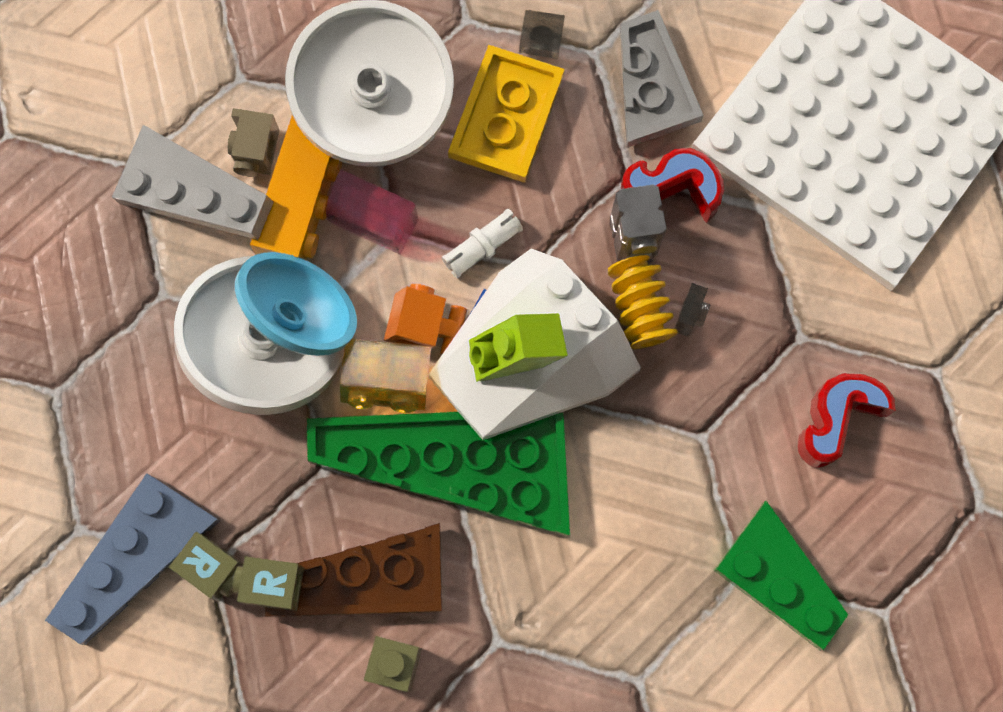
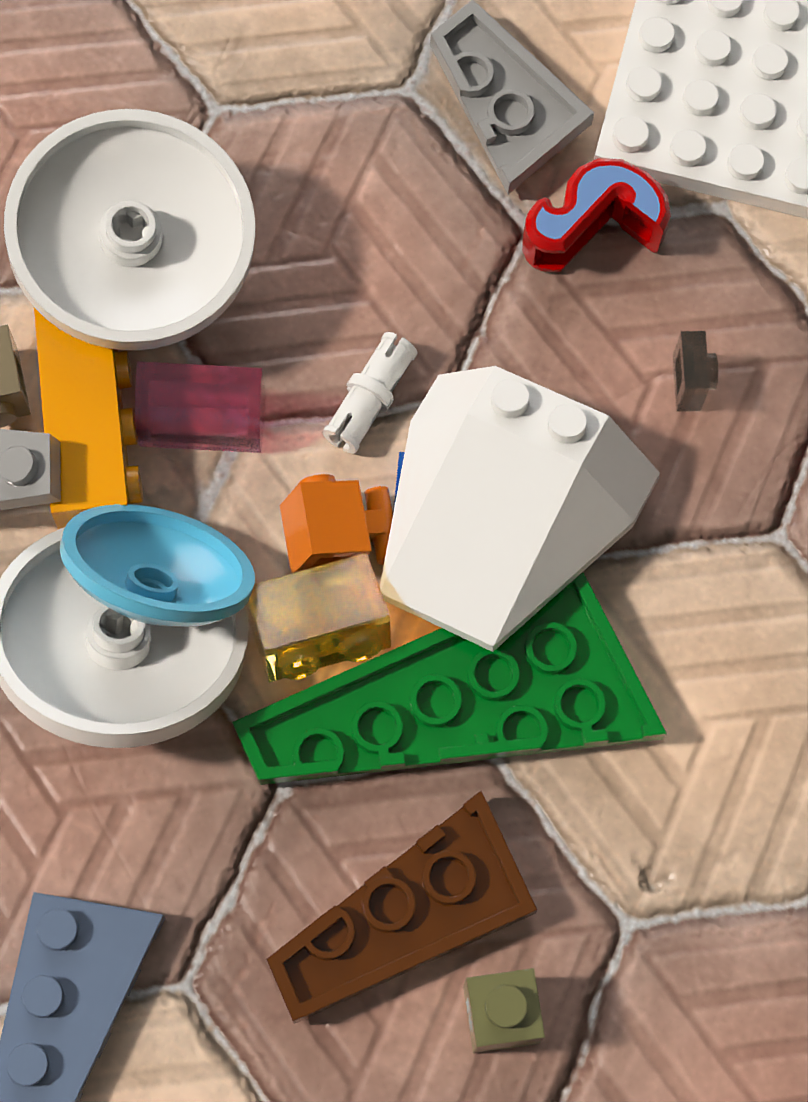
camera: 25 degrees left, 5 degrees down
(206, 566) = (181, 986): olive brick -> none
(268, 583) = (282, 969): olive brick -> none
(506, 113) = (327, 209): yellow plate -> none
(517, 346) = (491, 499): lime slope -> none
(541, 34) = (329, 87): clear smoke plate -> none
(637, 222) = (574, 283): flat silver brick -> none
(640, 302) = (619, 385): yellow piece -> none

